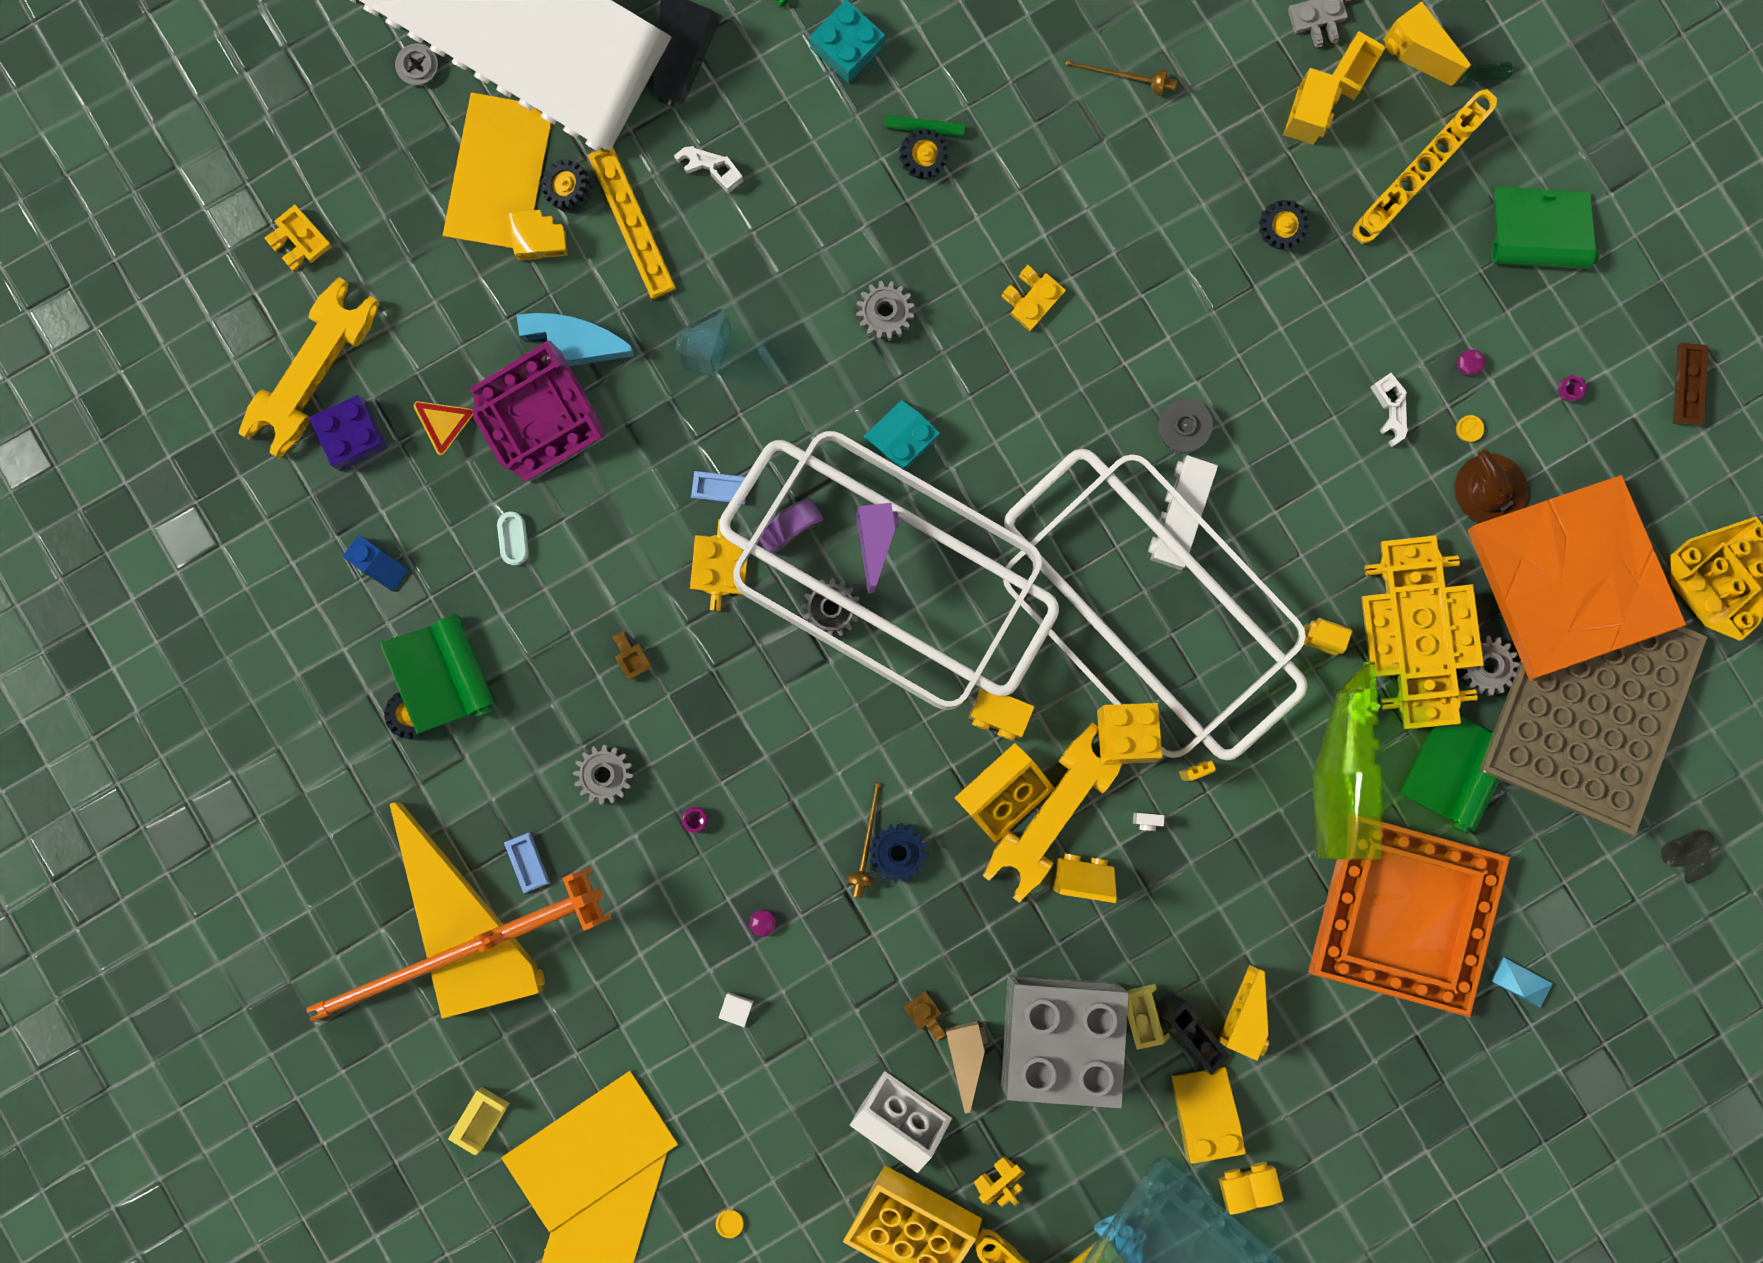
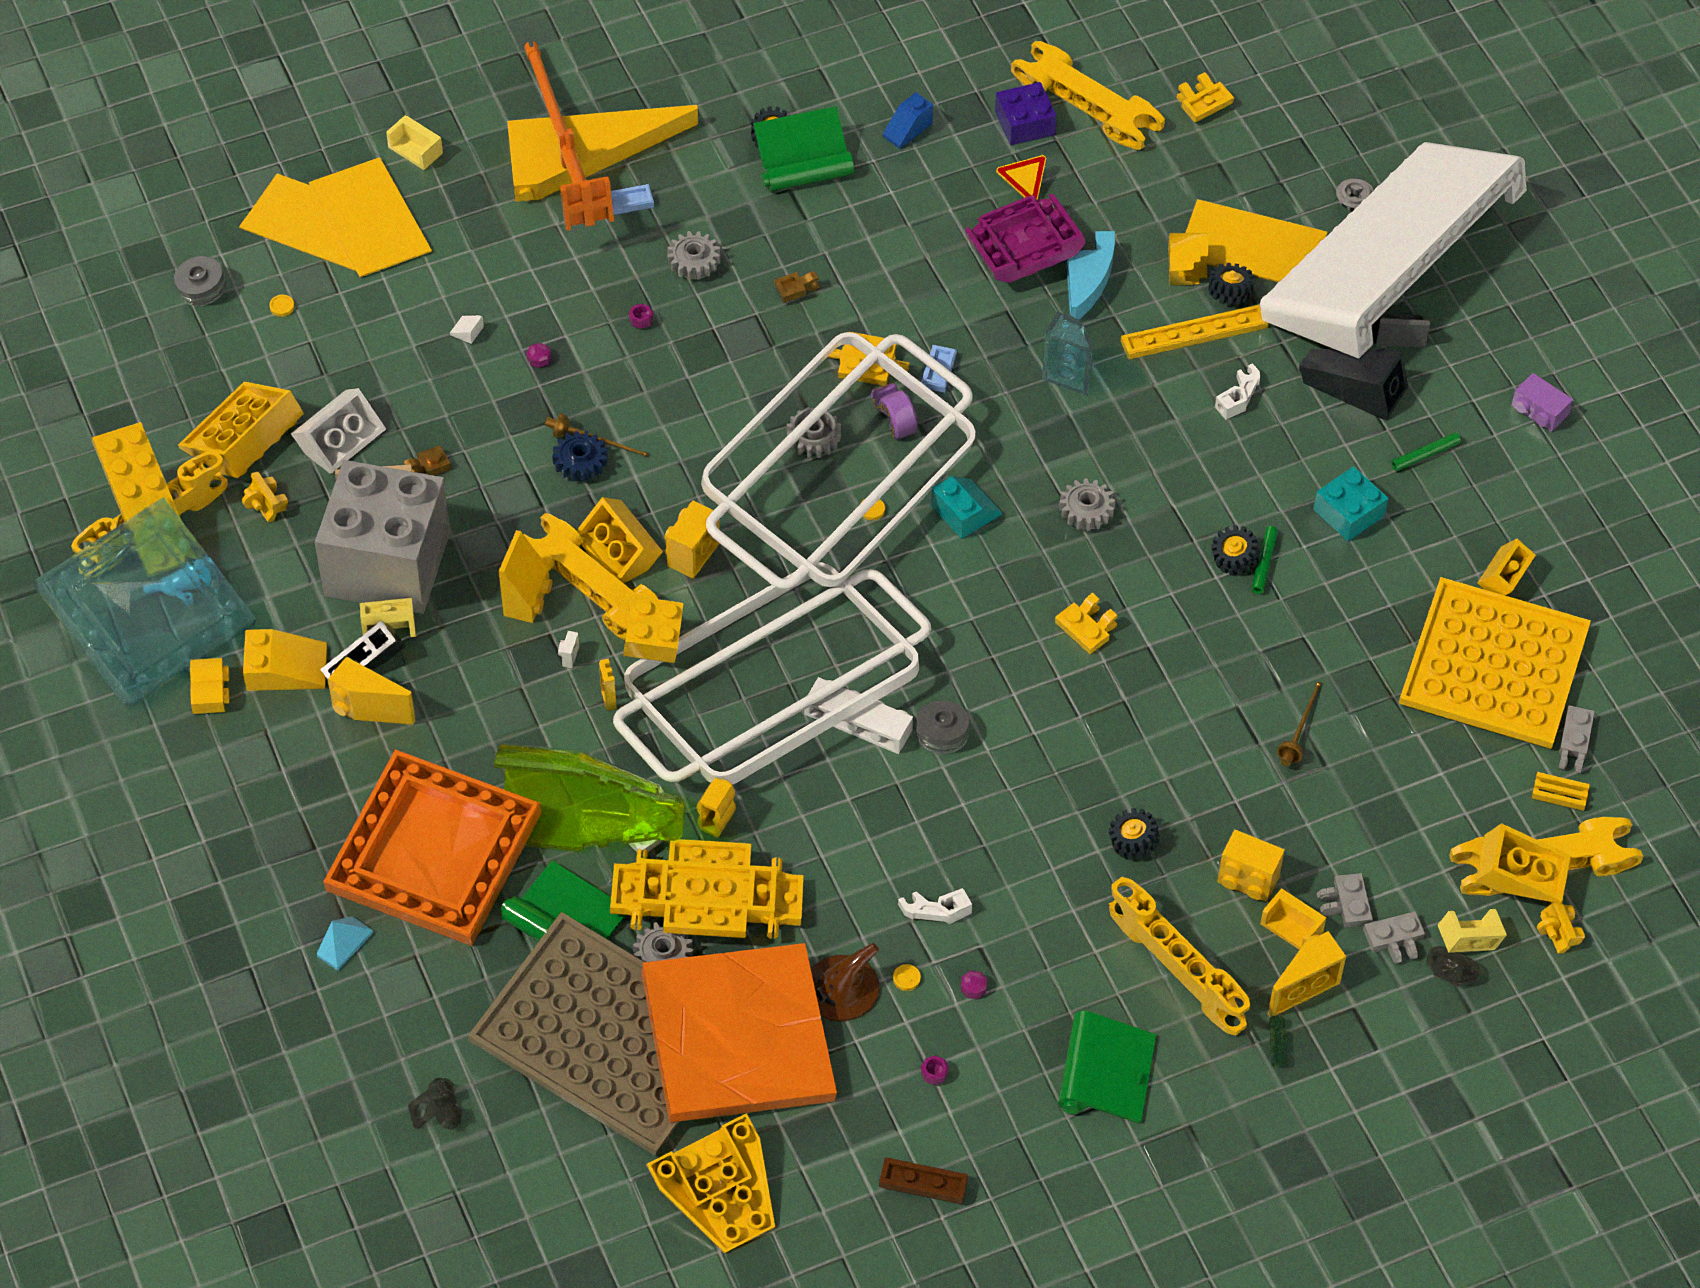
camera: 100 degrees right, 30 degrees down
(512, 538) = (915, 219): light aqua tile -> none
(876, 530) = (865, 440): medium lavender slope -> none
(913, 537) = (875, 511): none -> yellow piece

